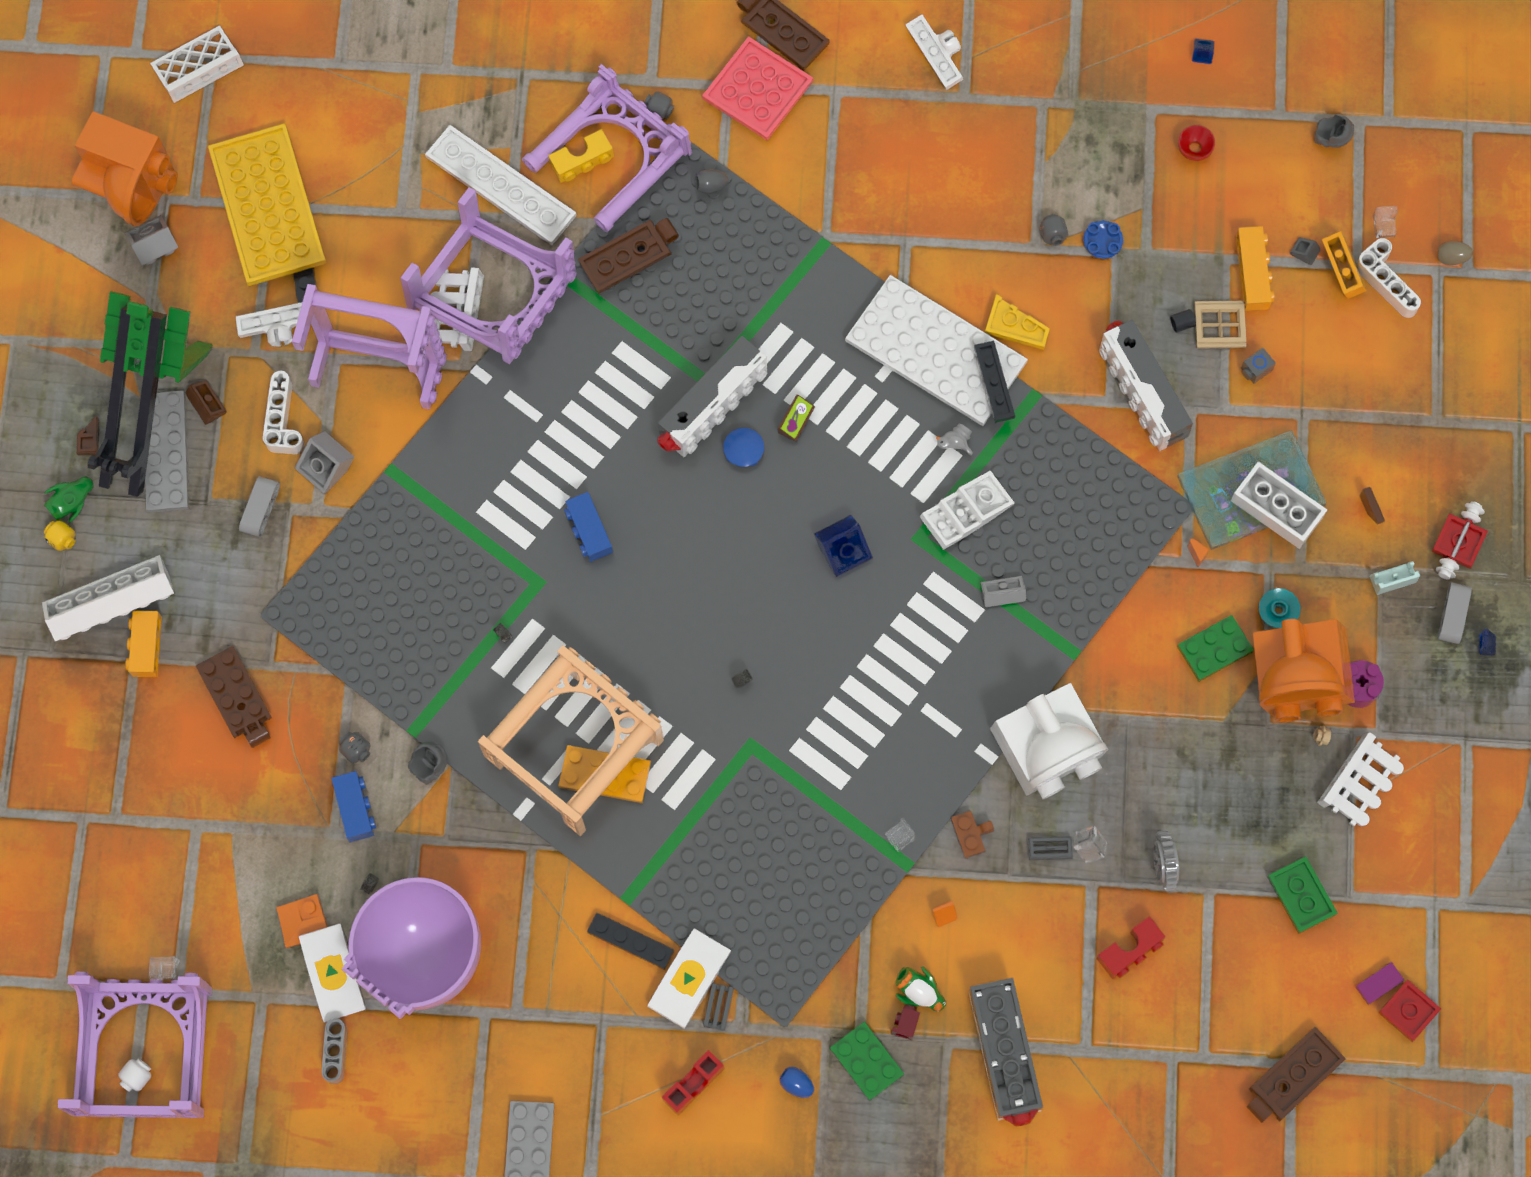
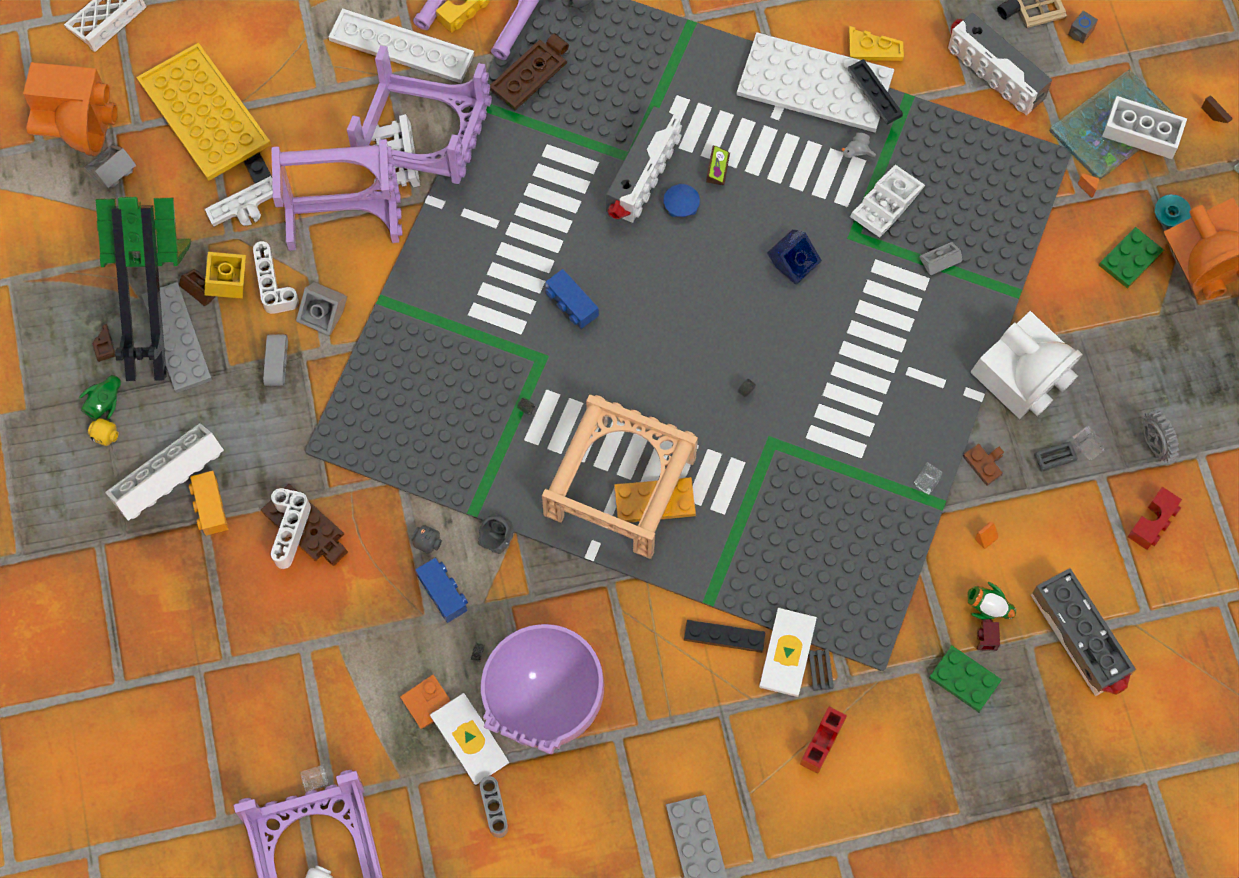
camera: 20 degrees left, 5 degrees down
(211, 697) = (286, 530): none -> white beam
(233, 398) = (225, 275): none -> yellow brick
(796, 1082) = (912, 714): blue animal -> none

